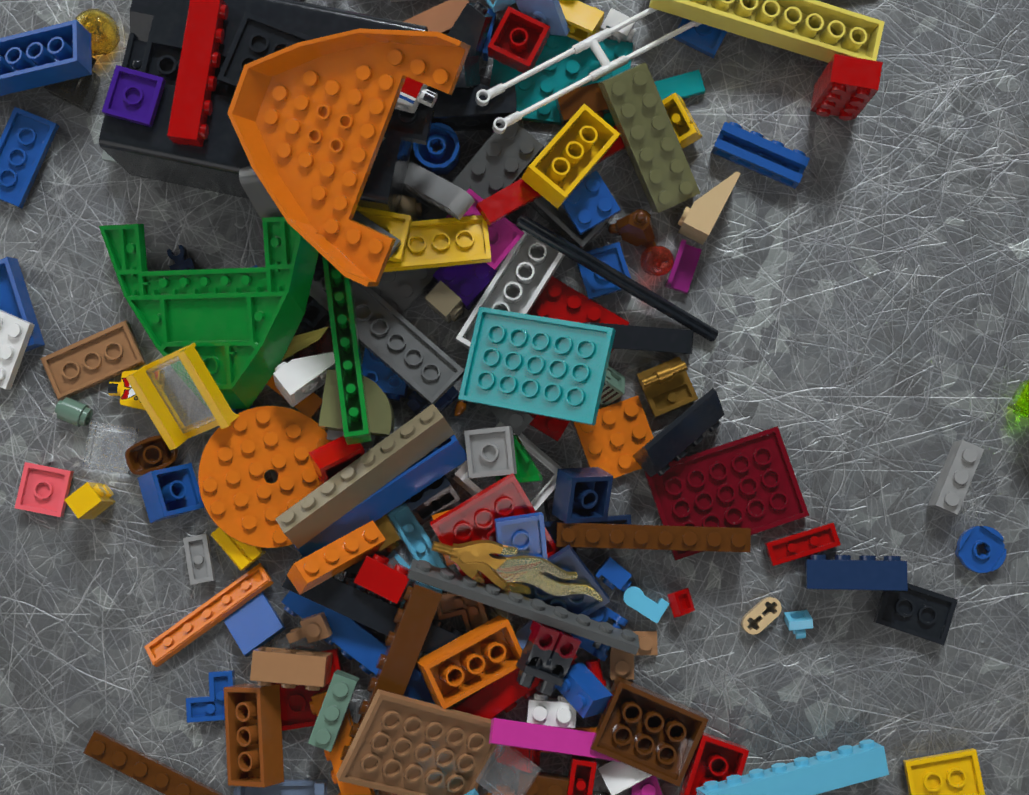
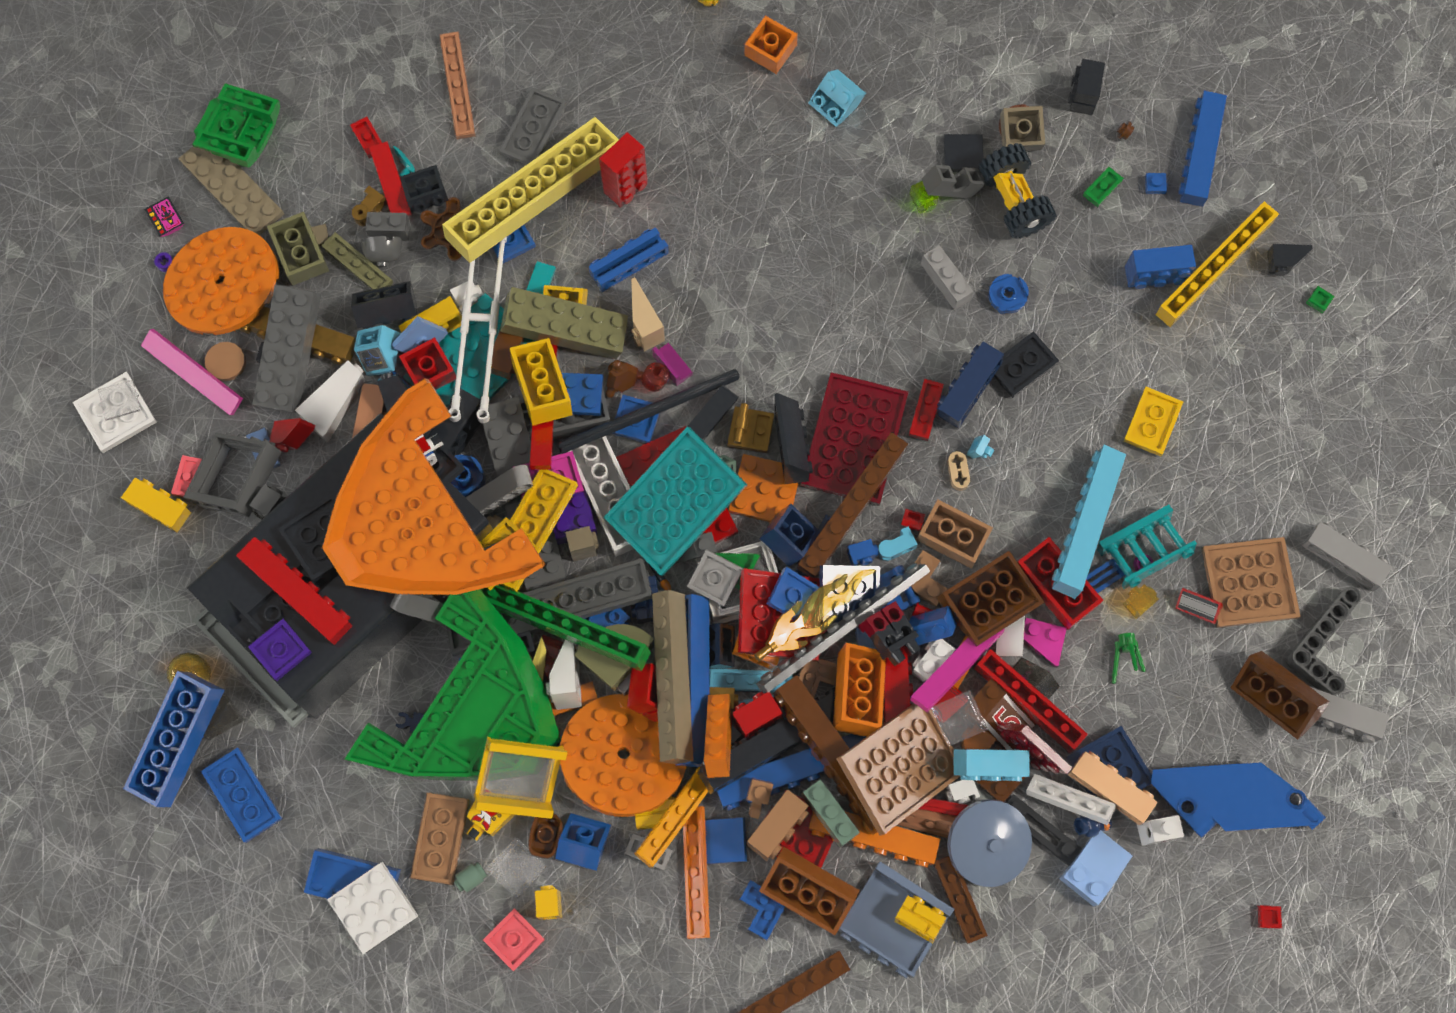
camera: 60 degrees left, 10 degrees down
(234, 564) = (672, 821): none -> light orange tile
(692, 653) = (954, 533): none -> medium nougat brick

